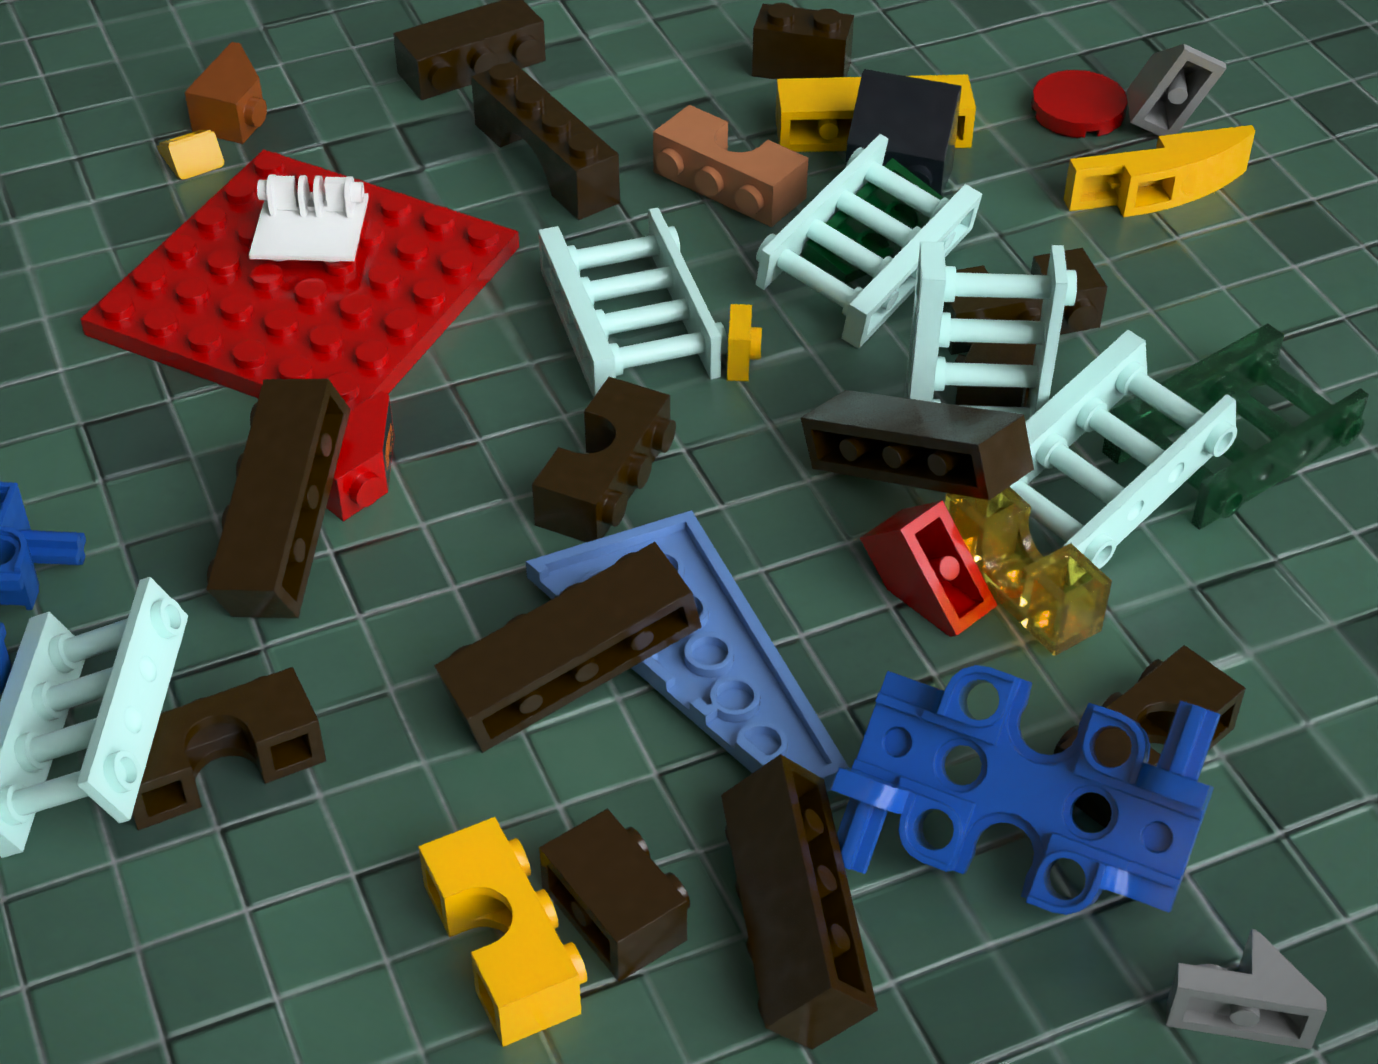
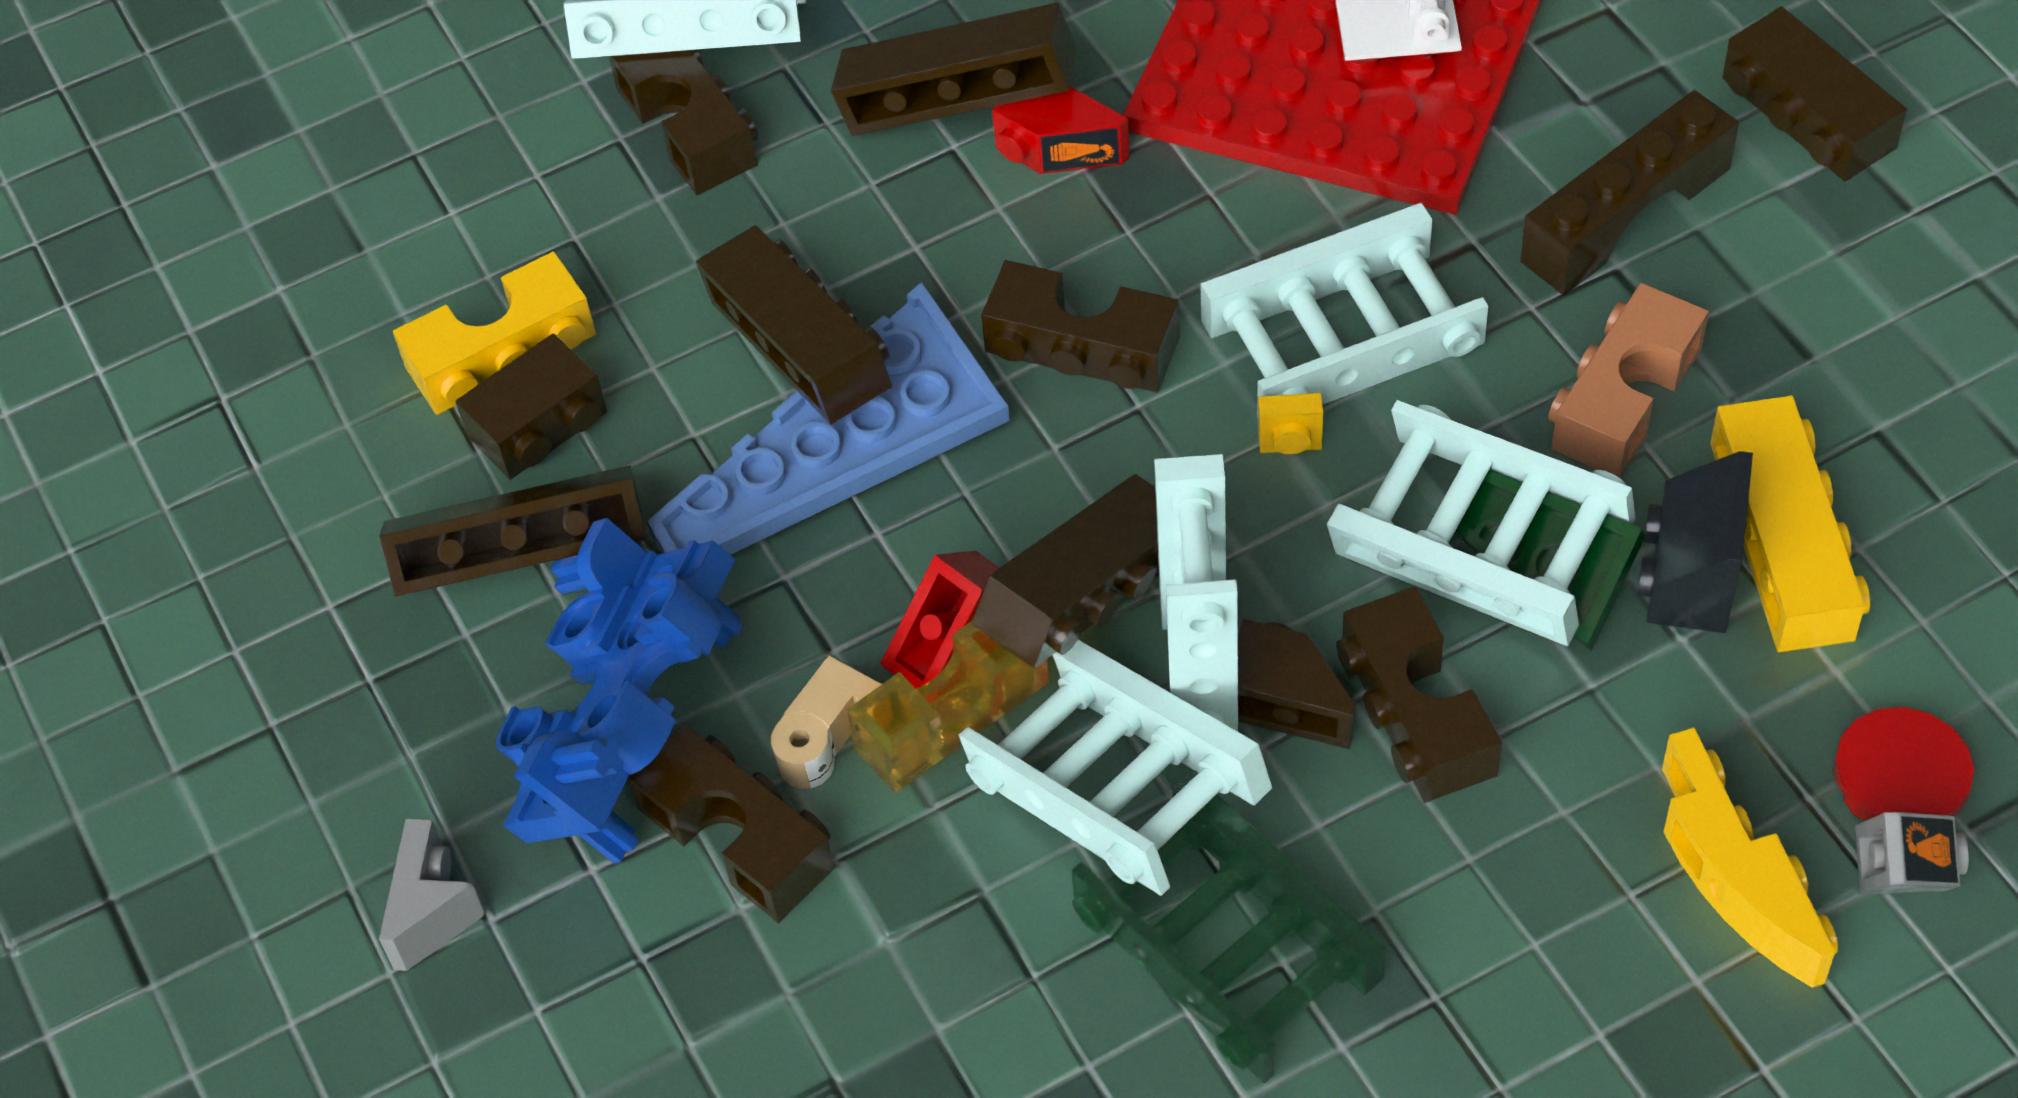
camera: 90 degrees right, 10 degrees up
(801, 42) = (1915, 429): dark brown brick -> none
(1059, 675) = (818, 724): none -> tan leg

